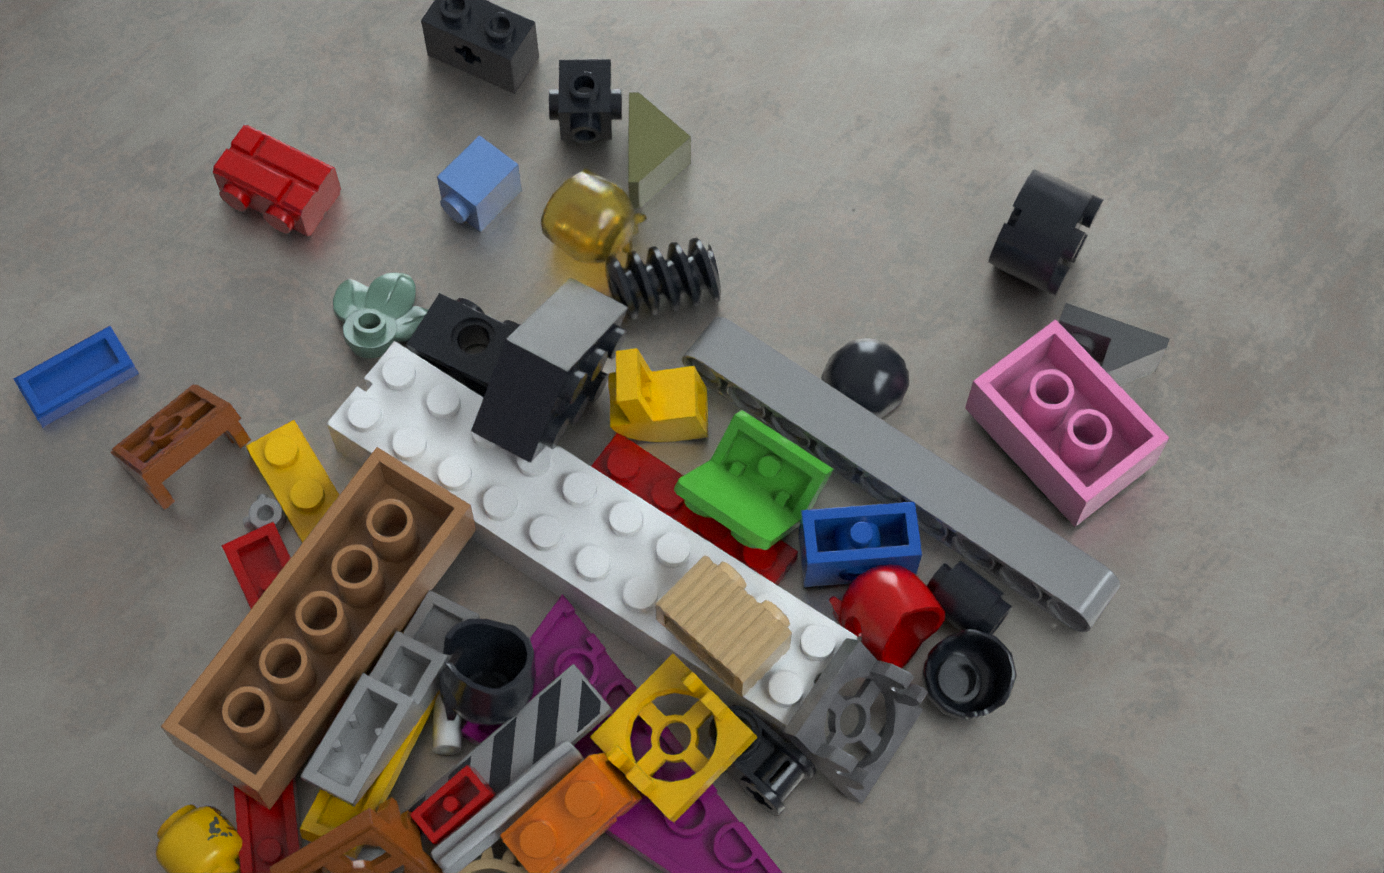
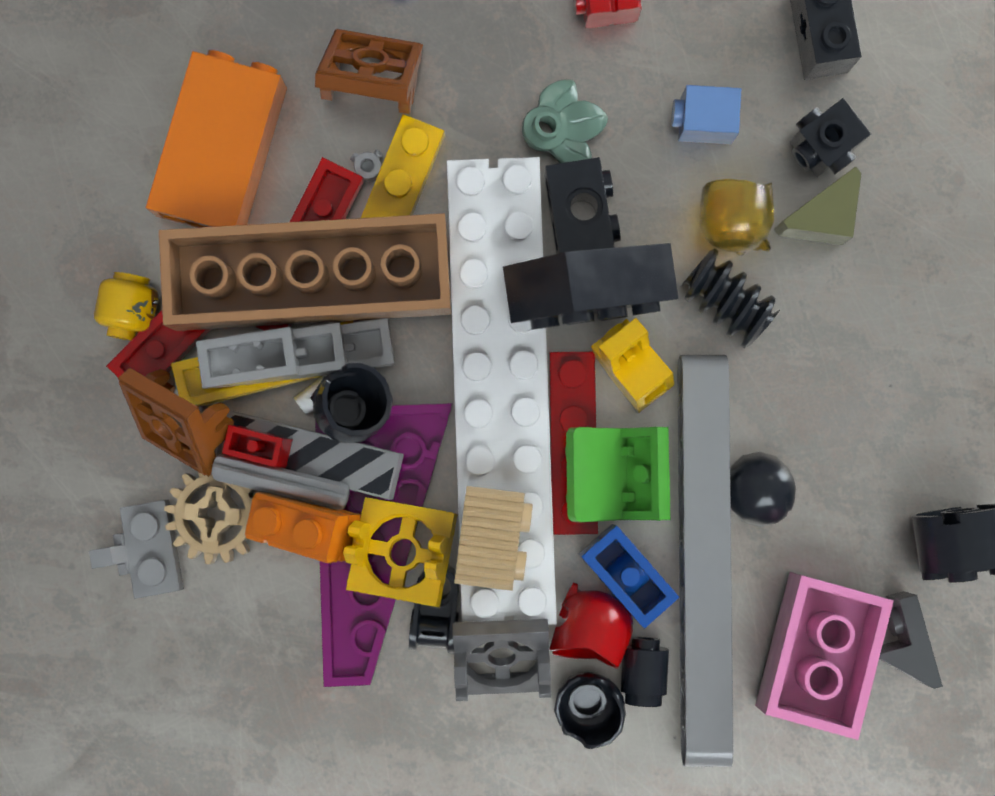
camera: 55 degrees right, 20 degrees up
(115, 634) = (217, 142): none -> orange brick

